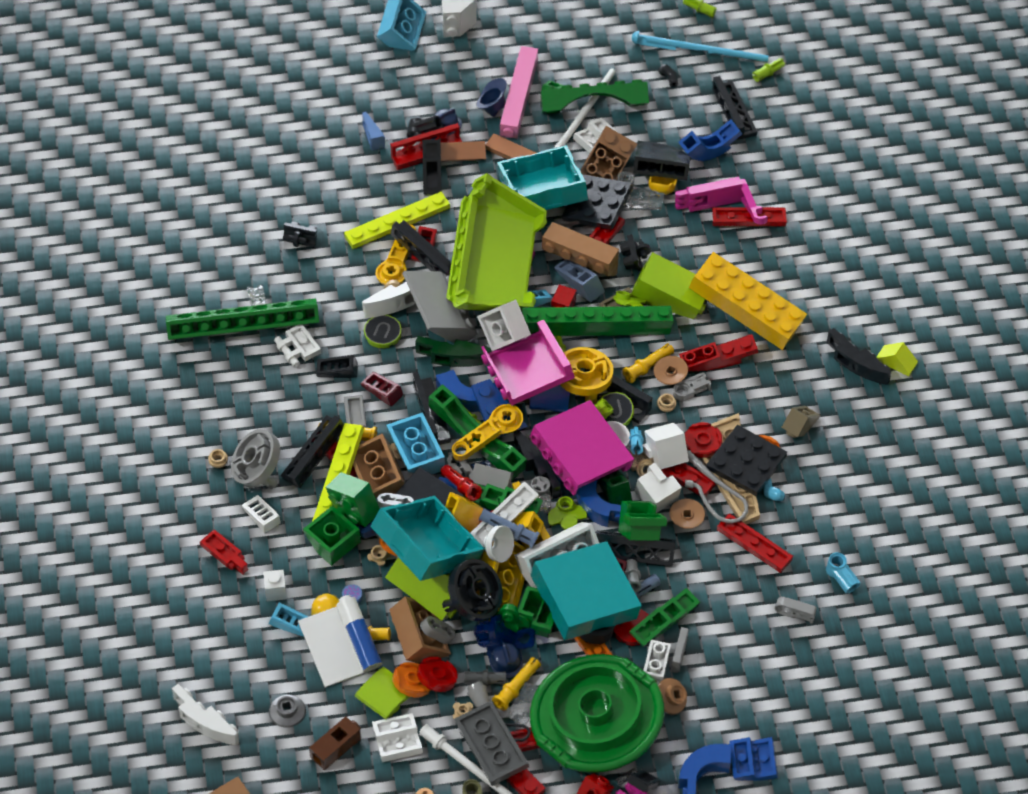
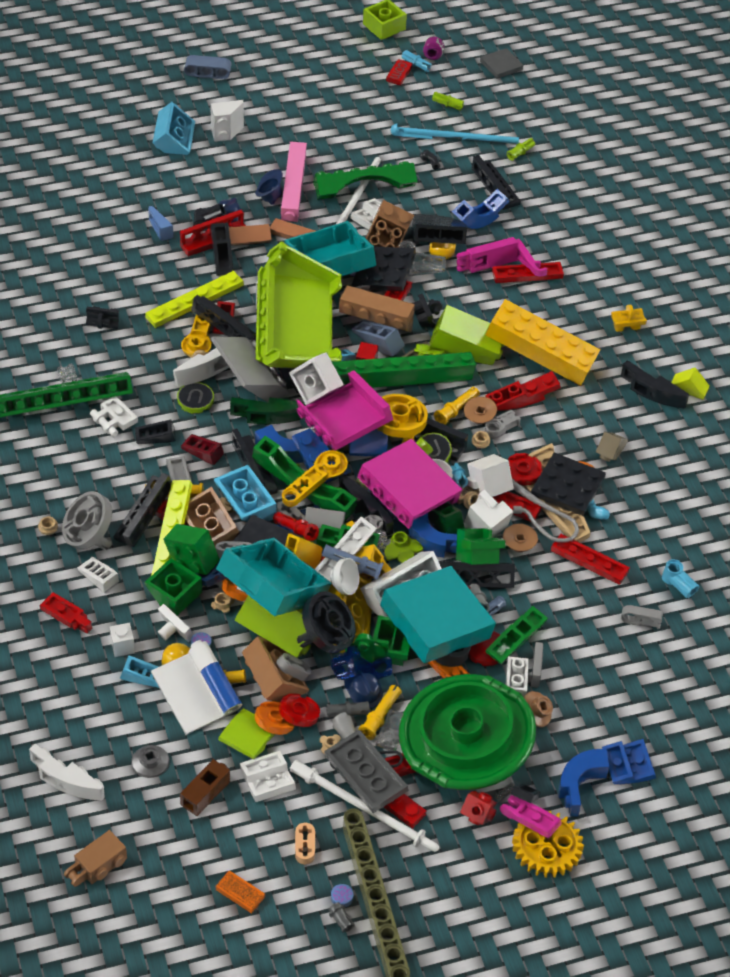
camera: 10 degrees left, 5 degrees down
(326, 575) = (173, 624): none -> white tile
(845, 278) = (628, 317): none -> yellow hips

